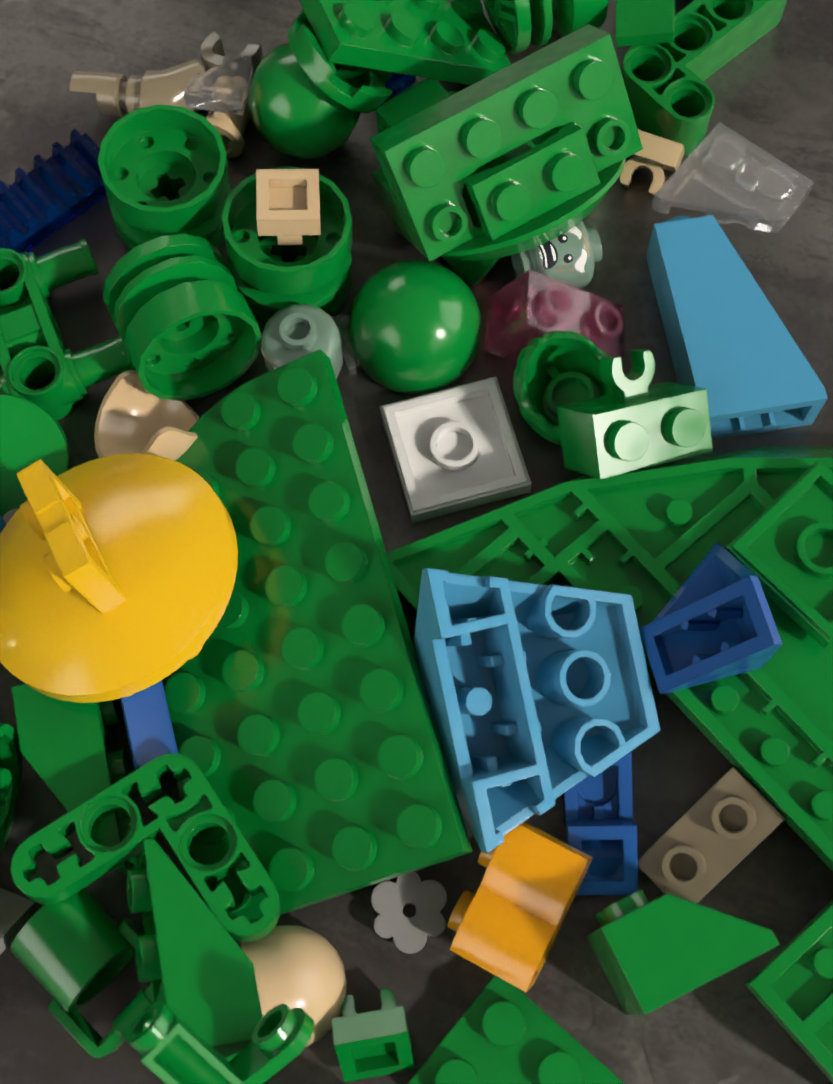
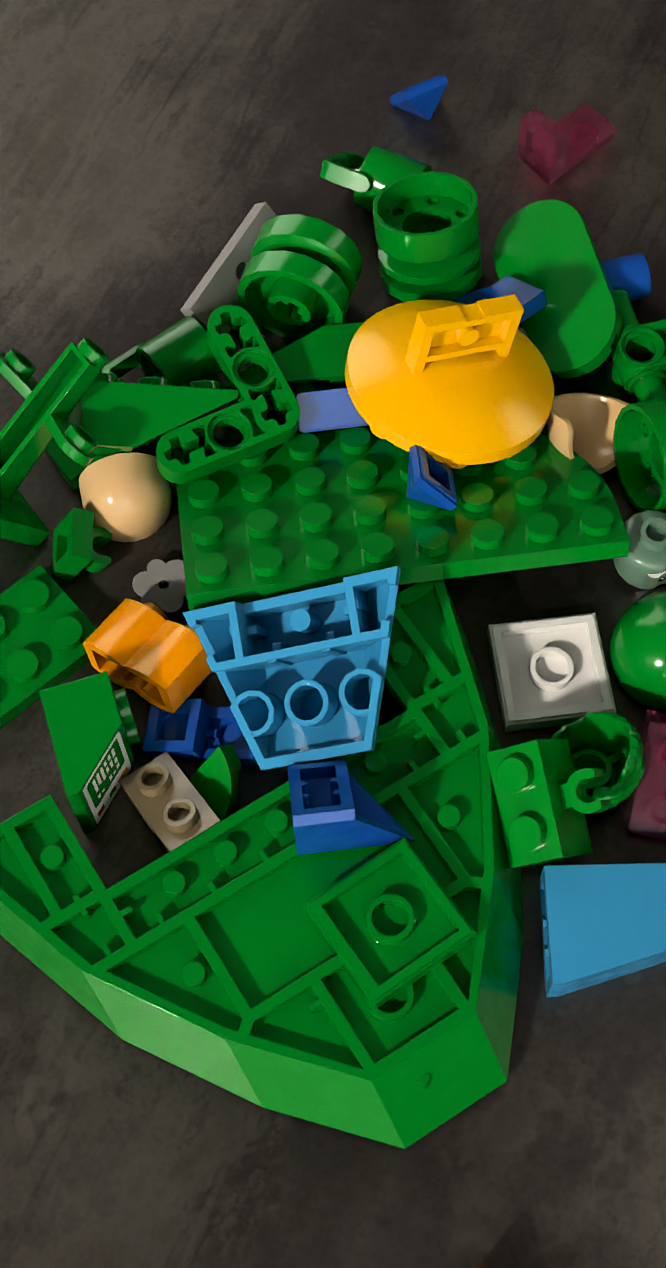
camera: 95 degrees right, 5 degrees down
(263, 574) = (430, 480): none -> blue slope
(665, 791) = (218, 781): none -> green tile

